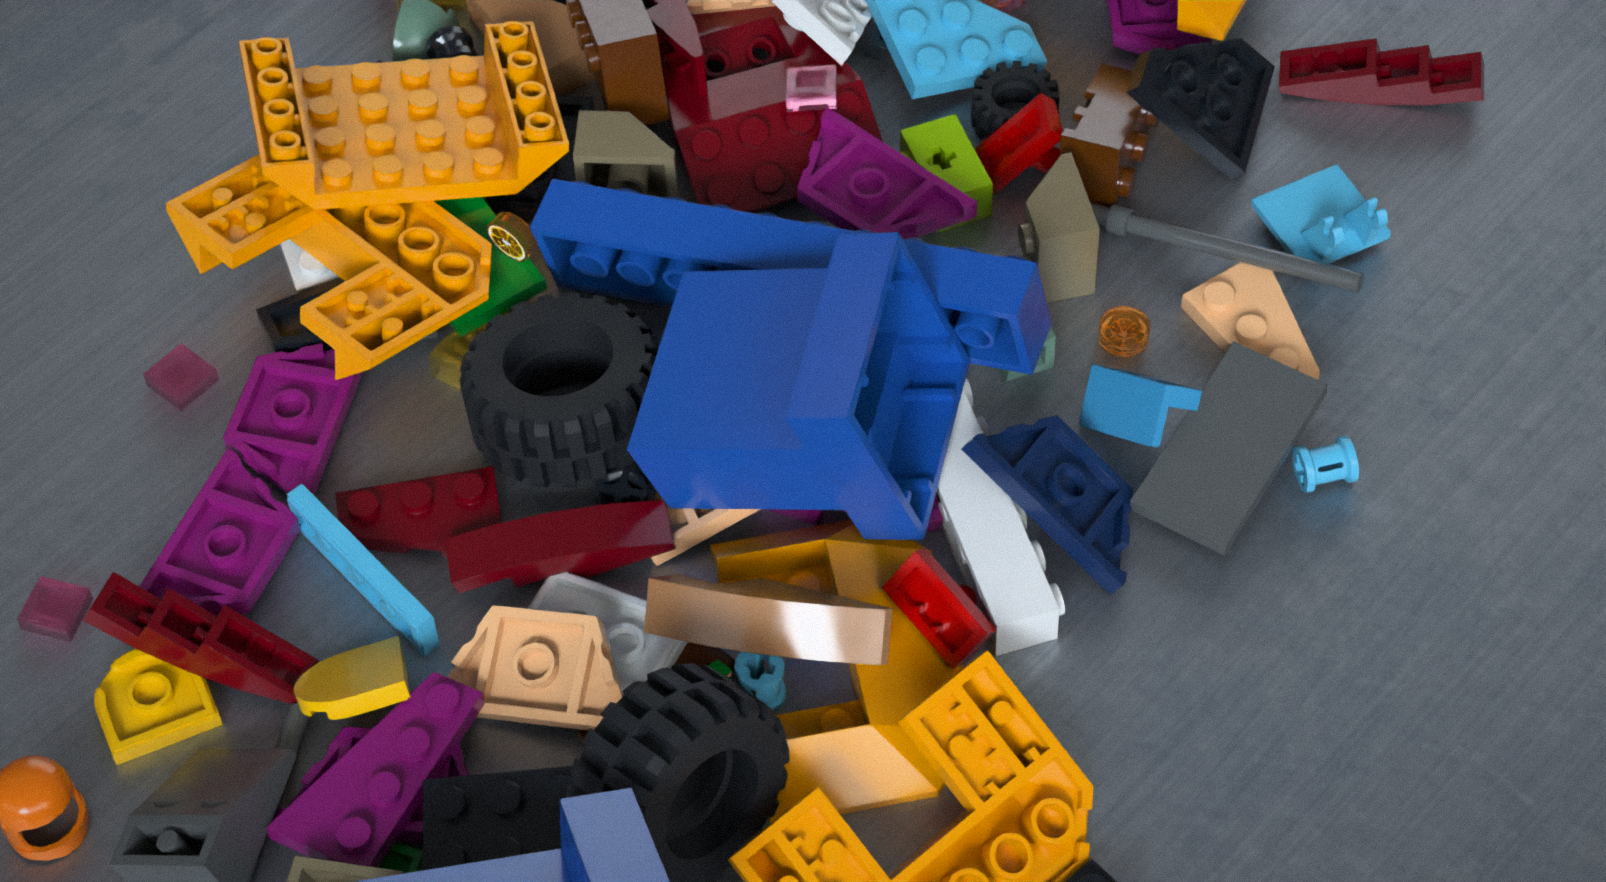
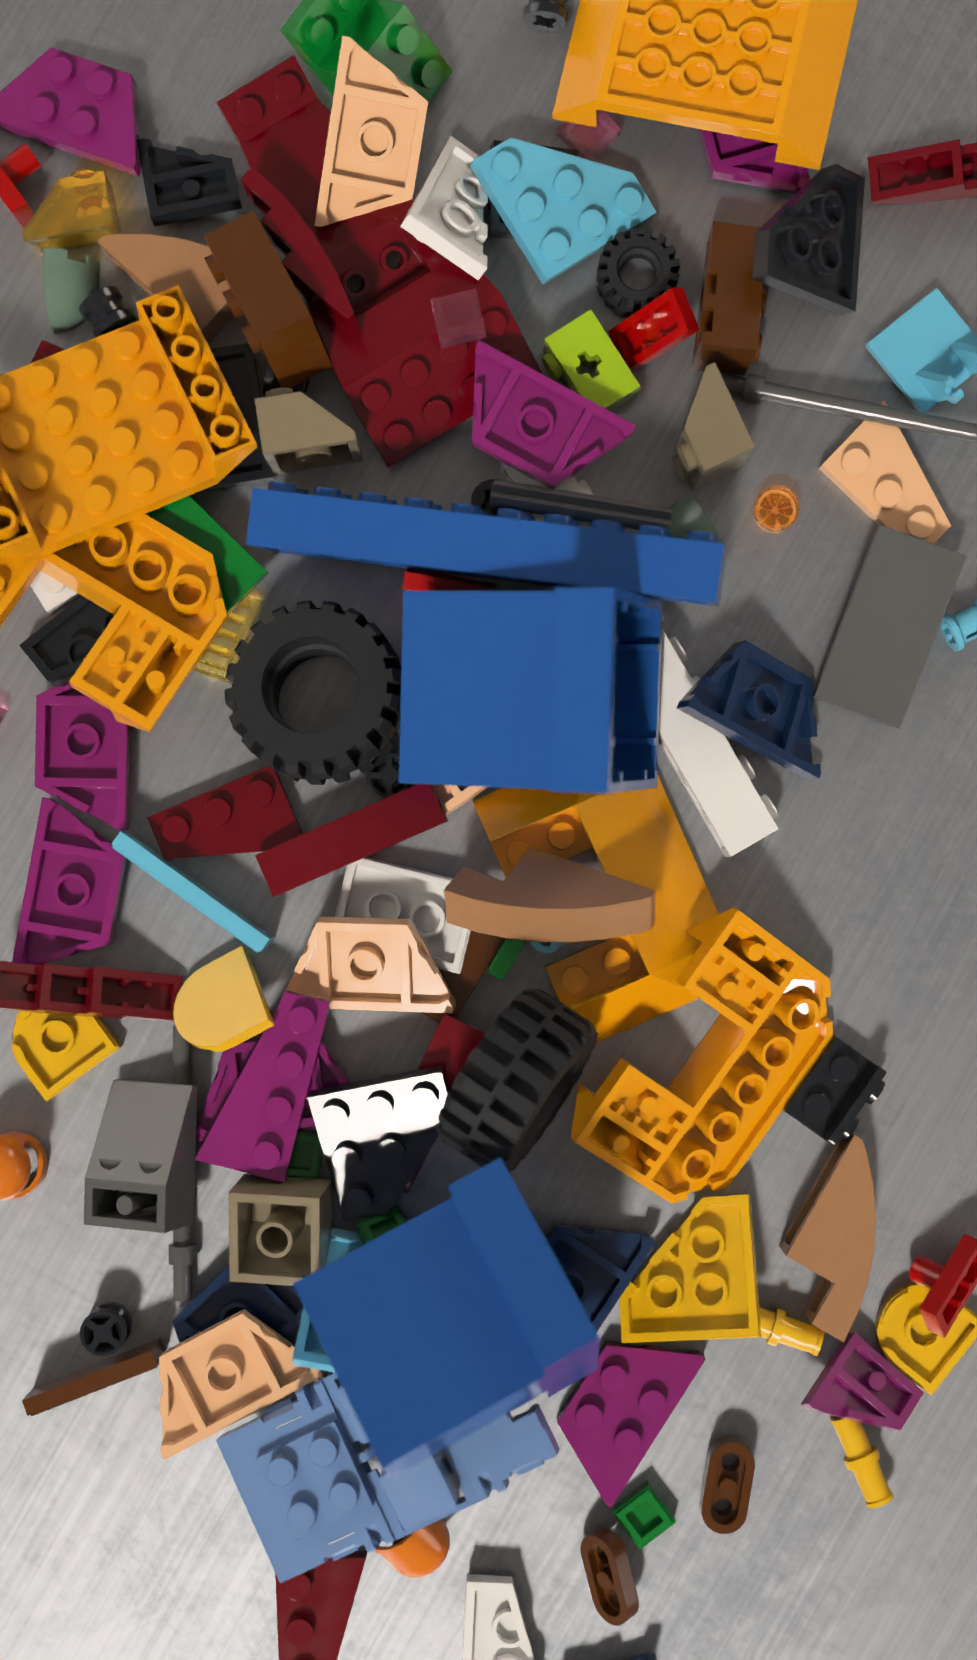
camera: 15 degrees left, 35 degrees up
(512, 236) = (229, 543): clear orange tile -> none
(939, 608) = (680, 844): red tile -> none
(1132, 404) = (804, 599): dark azure panel -> none

